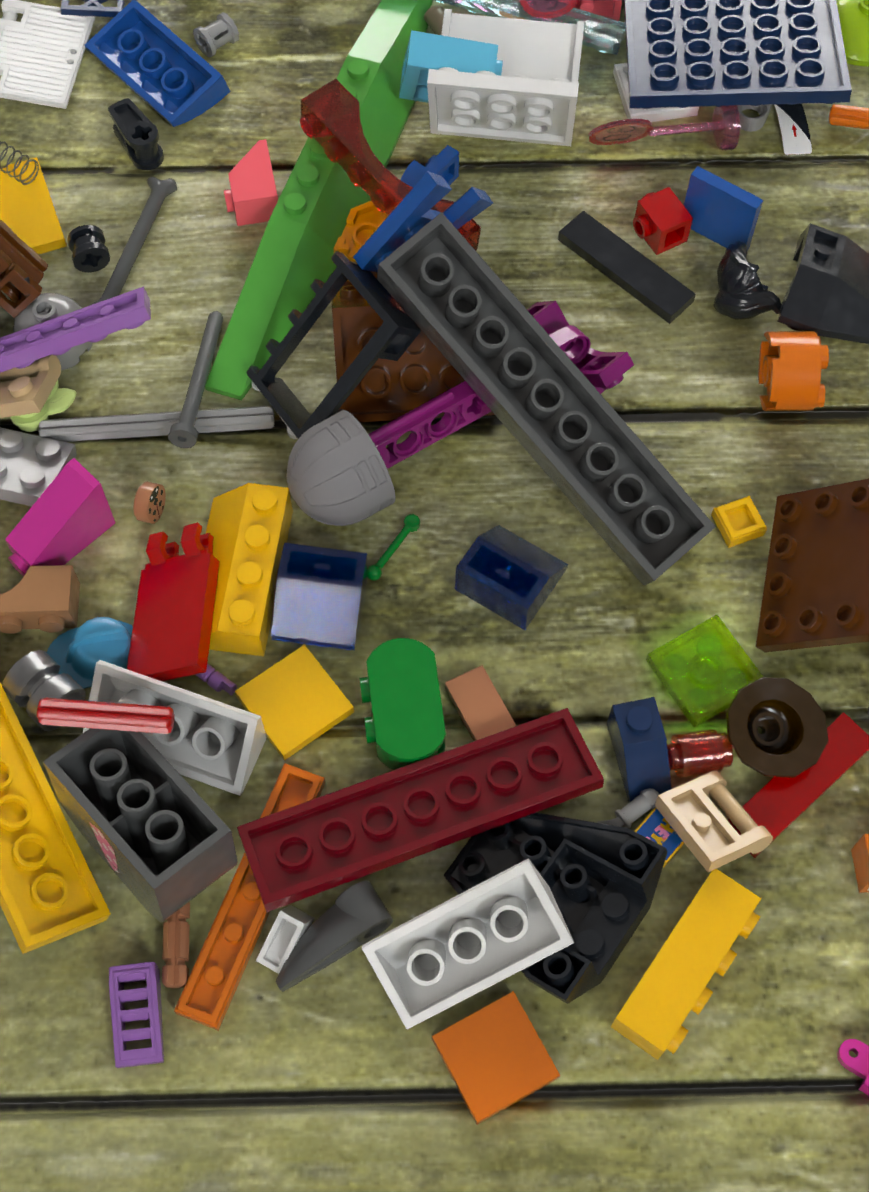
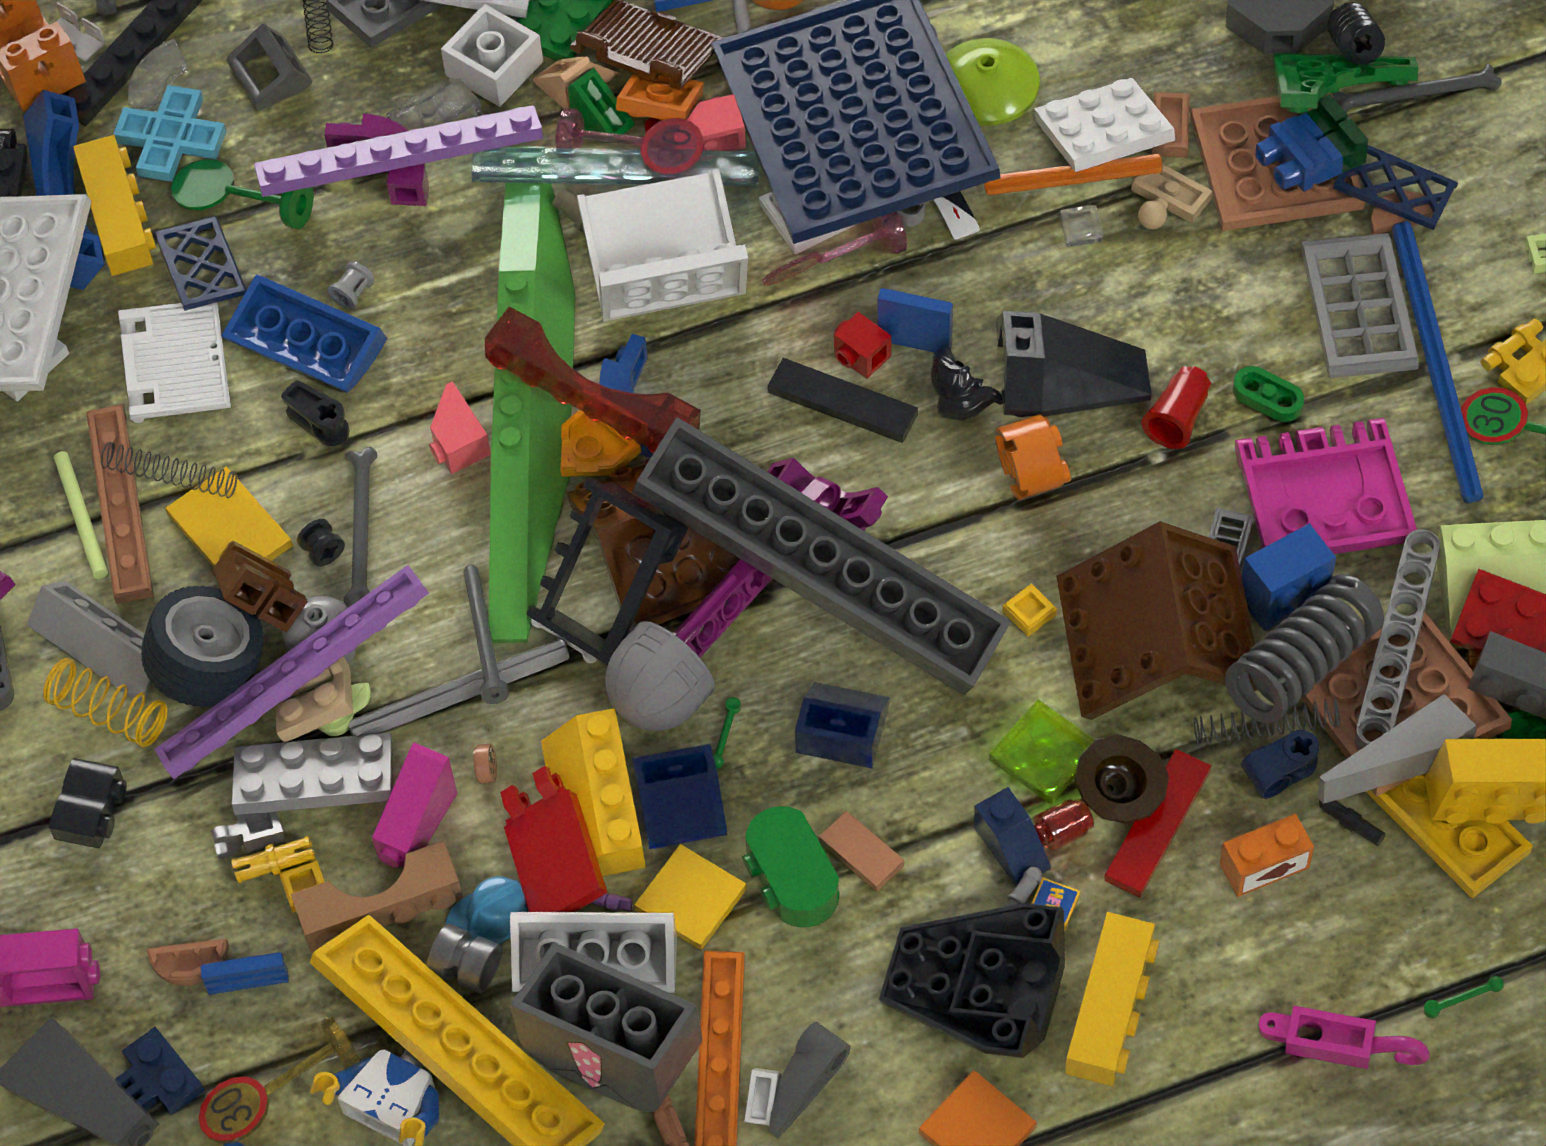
camera: 15 degrees left, 5 degrees down
(105, 715) = (548, 949): axle -> none
(414, 214) = (650, 430): blue wing -> none
(418, 808) = (839, 946): dark red plate -> none
(438, 51) = (590, 254): medium azure window -> none
(468, 943) = (923, 1037): white slope -> none
(704, 826) = (1089, 883): tan plate -> none

